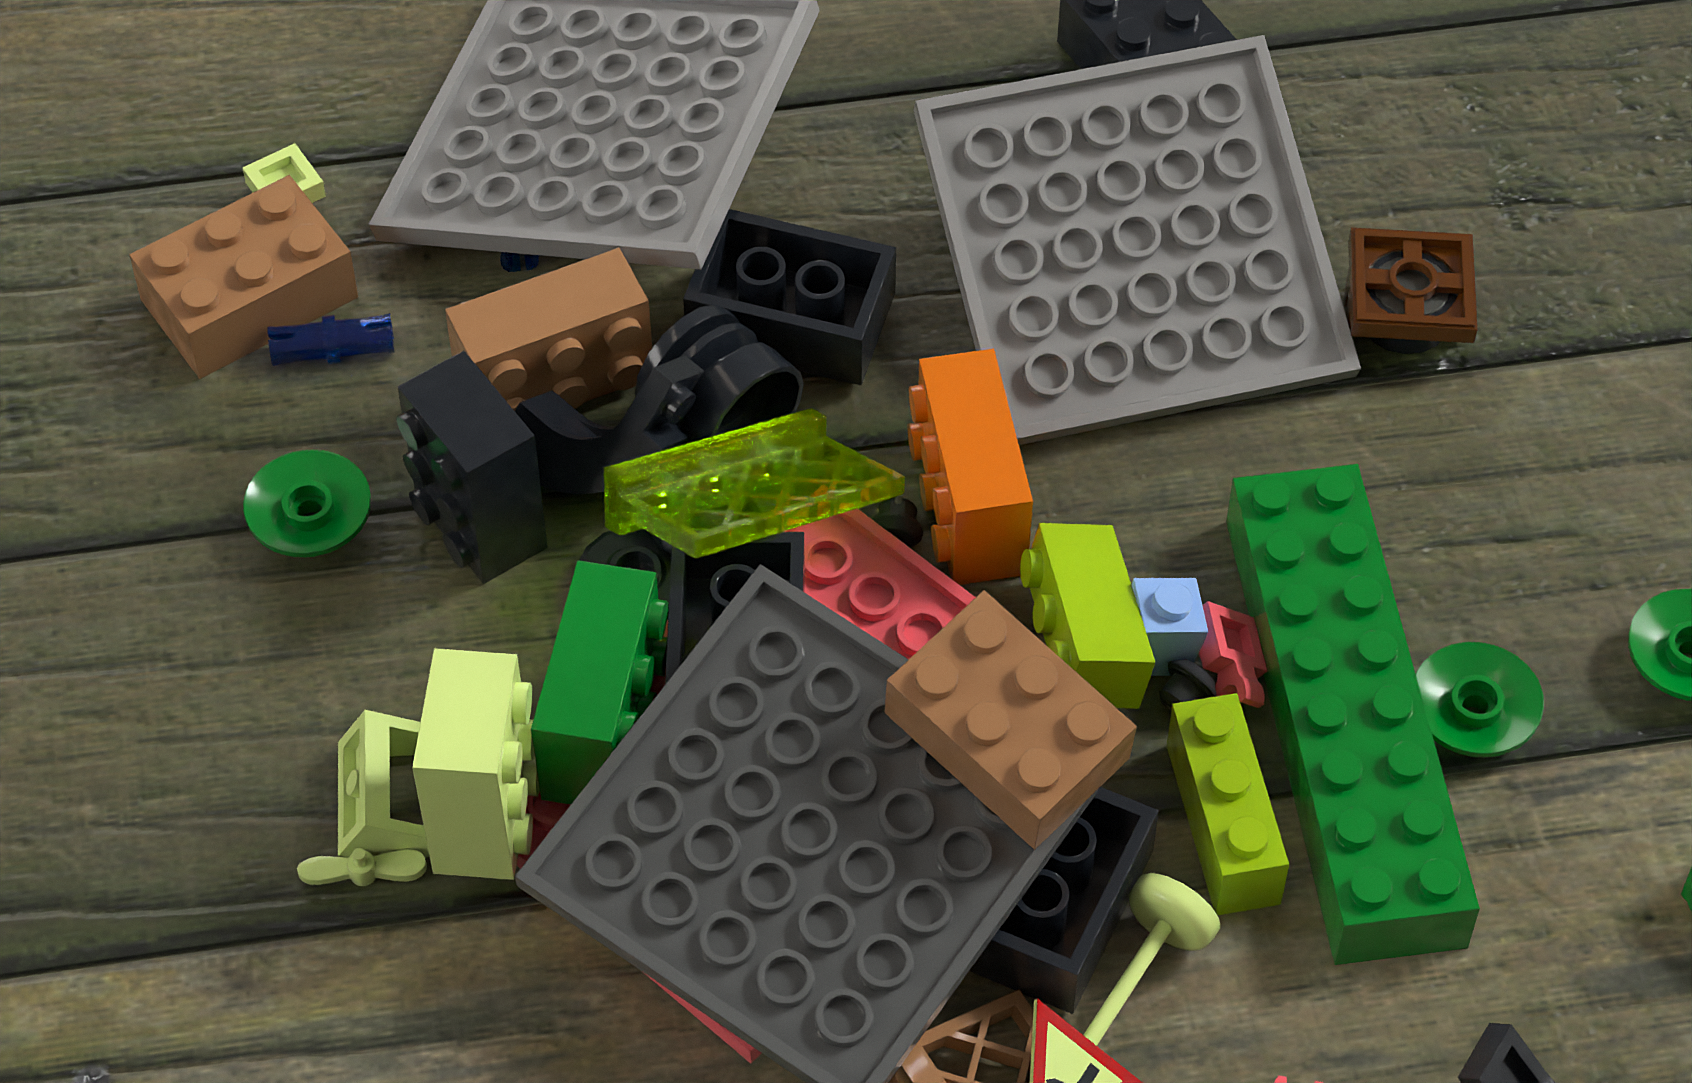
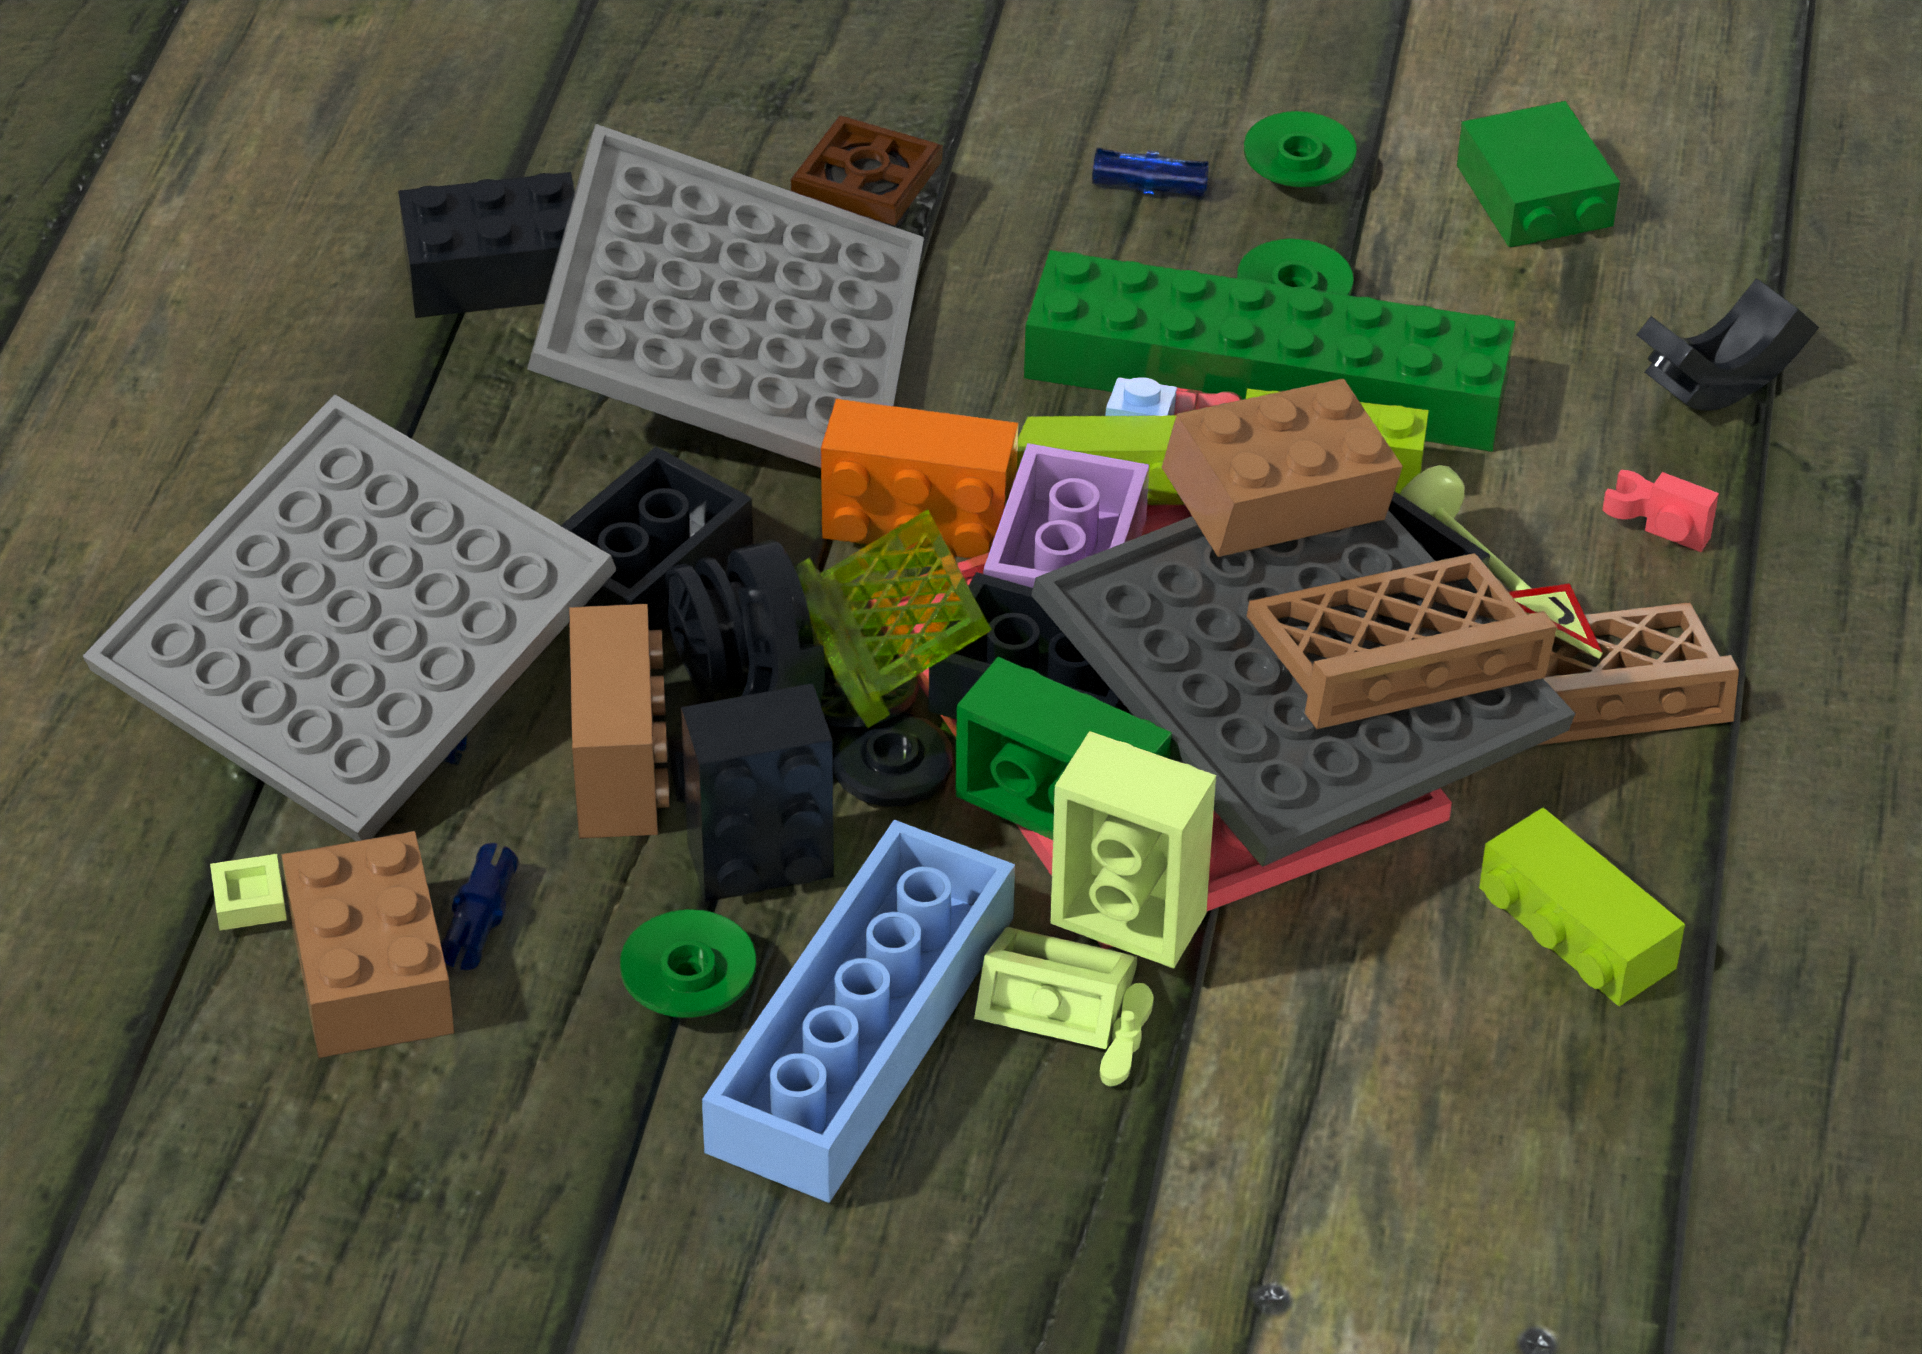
camera: 70 degrees left, 10 degrees down
(270, 636) = (858, 1011): none -> light blue brick
(803, 931) = (1410, 667): none -> medium nougat fence
(914, 578) = (1066, 510): none -> lavender brick
(1587, 528) = (1150, 172): none -> clear blue pin

